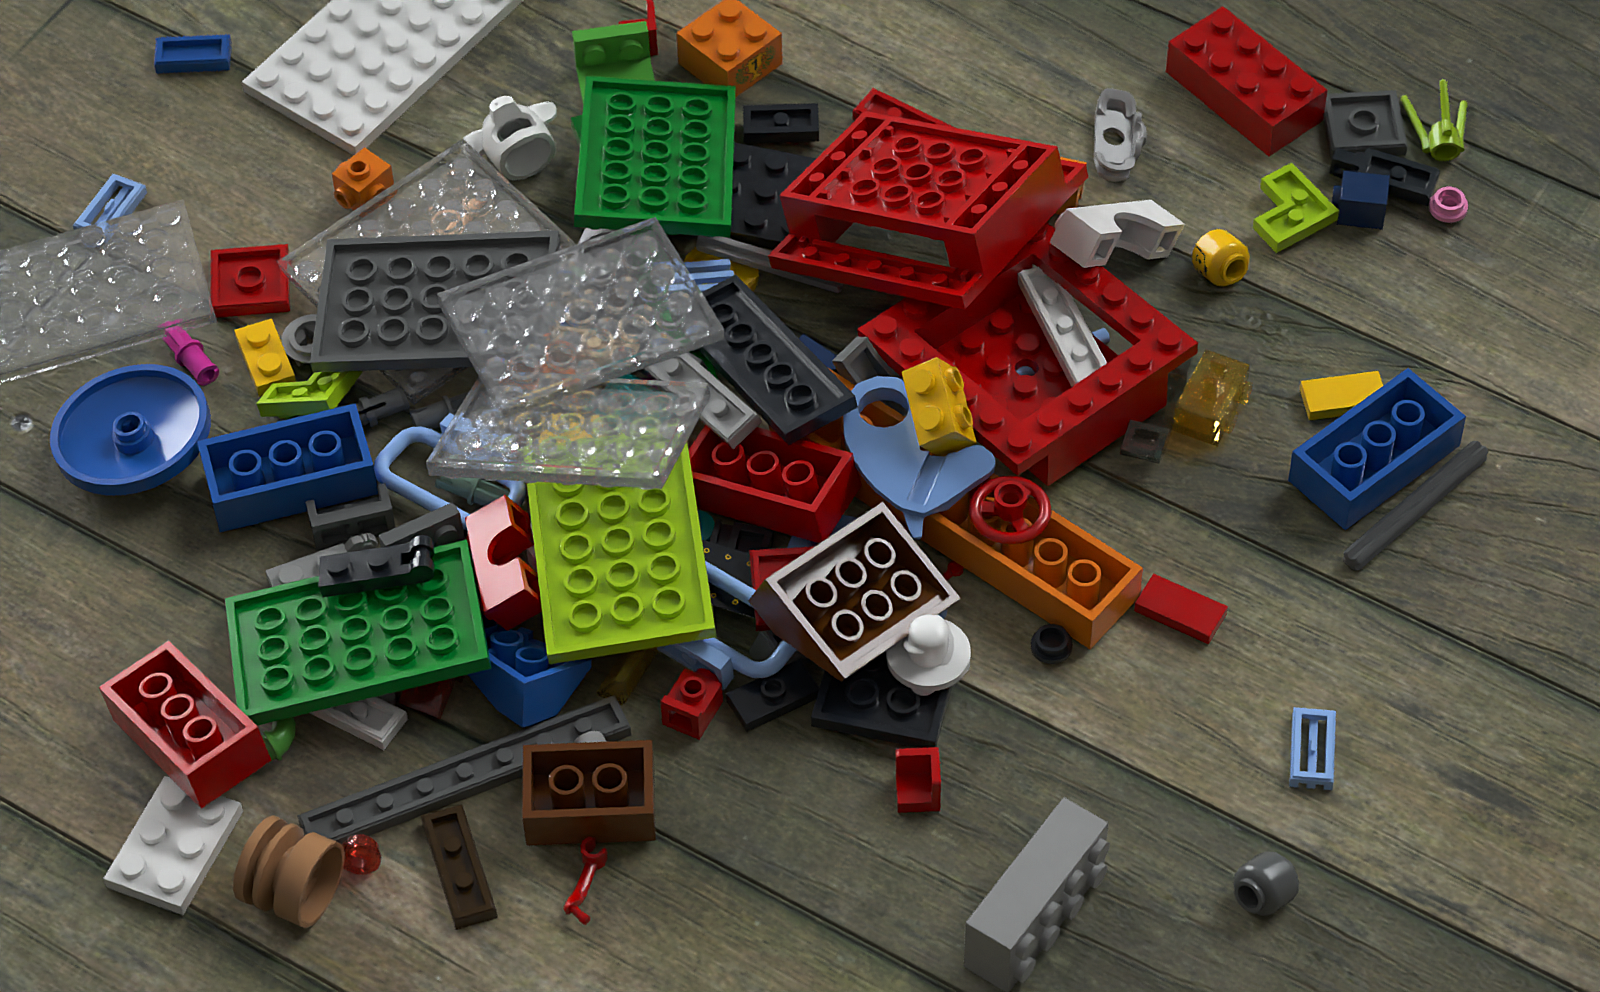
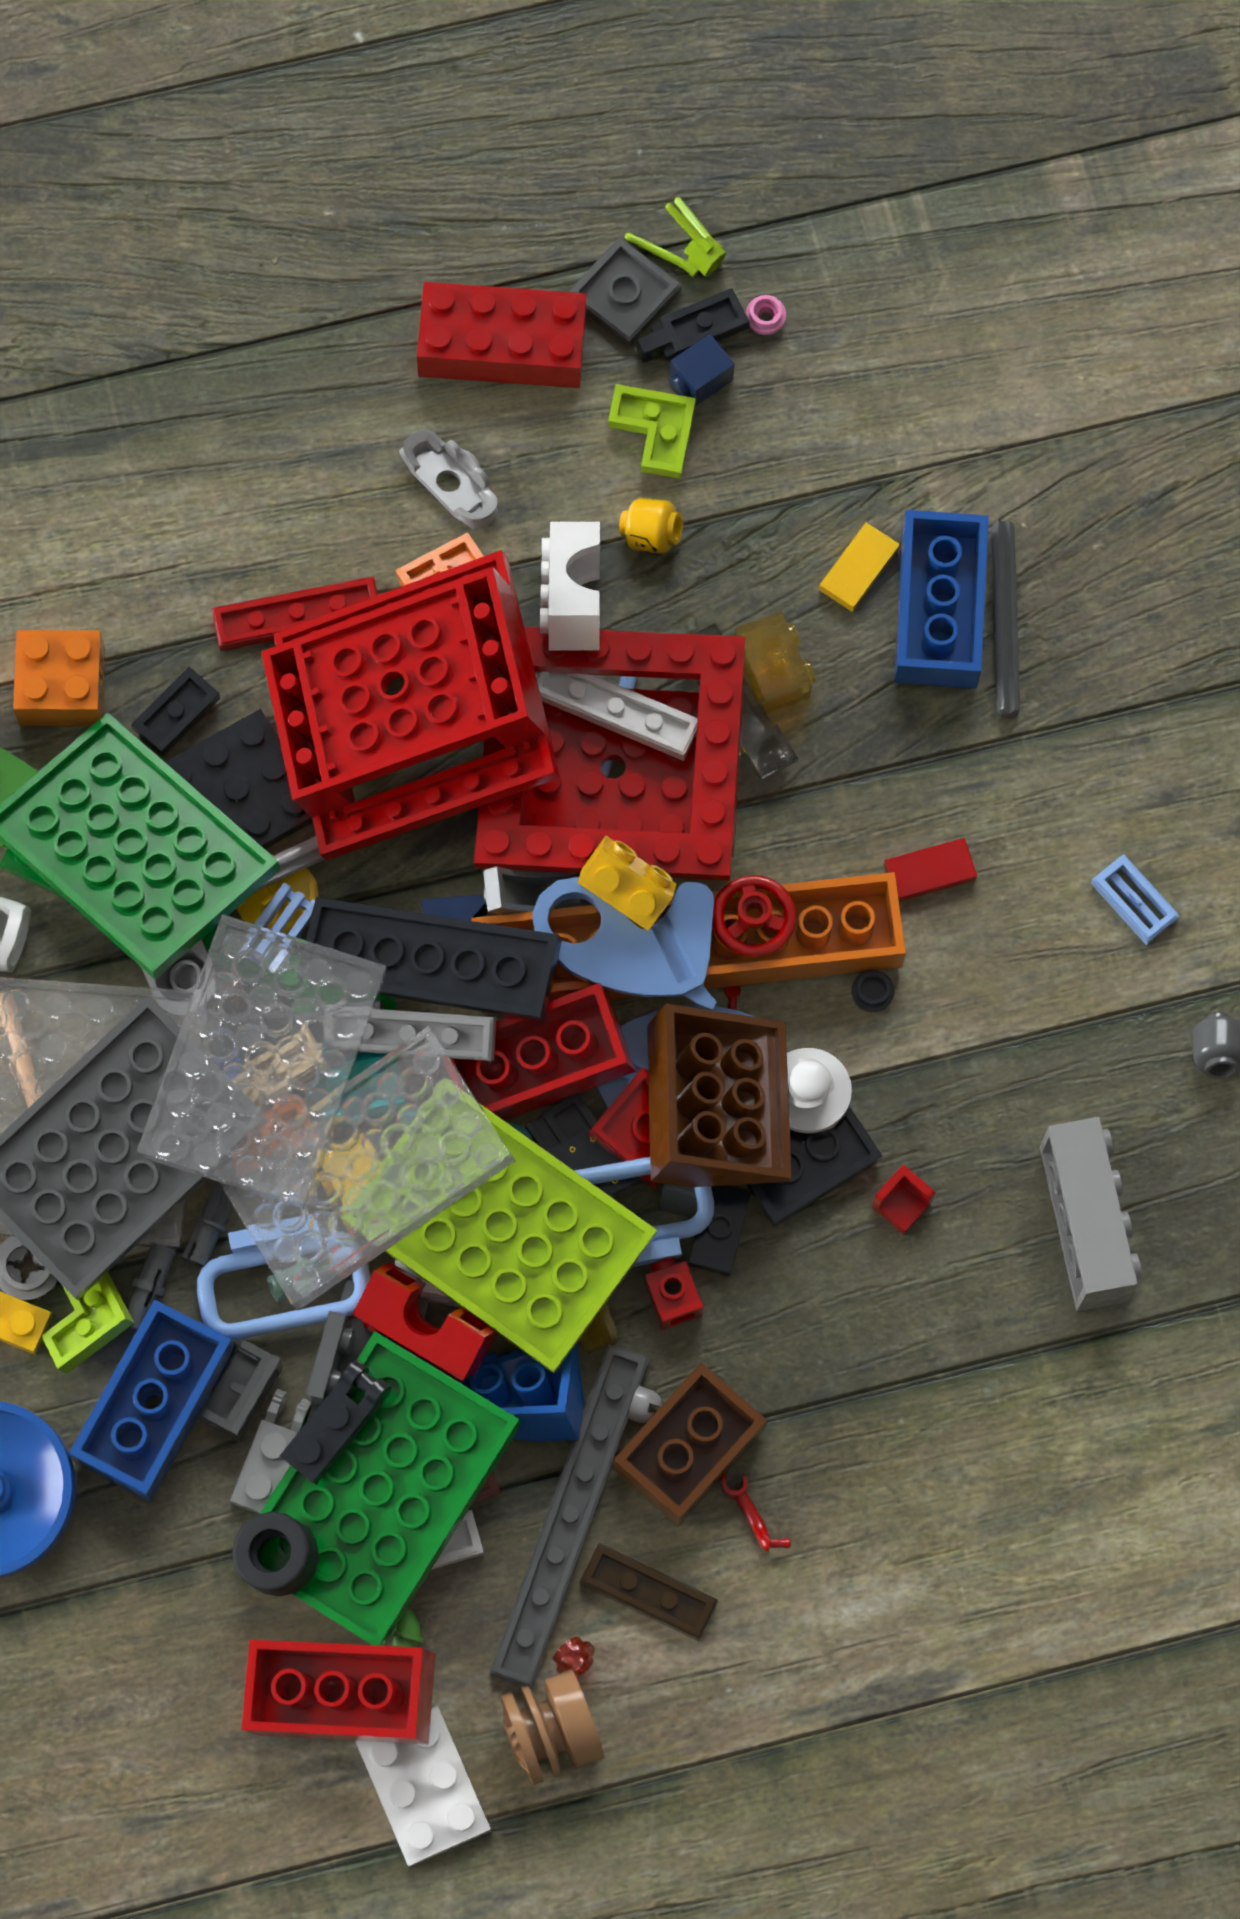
camera: 50 degrees left, 20 degrees up
(245, 607) = (251, 1541): none -> black tyre

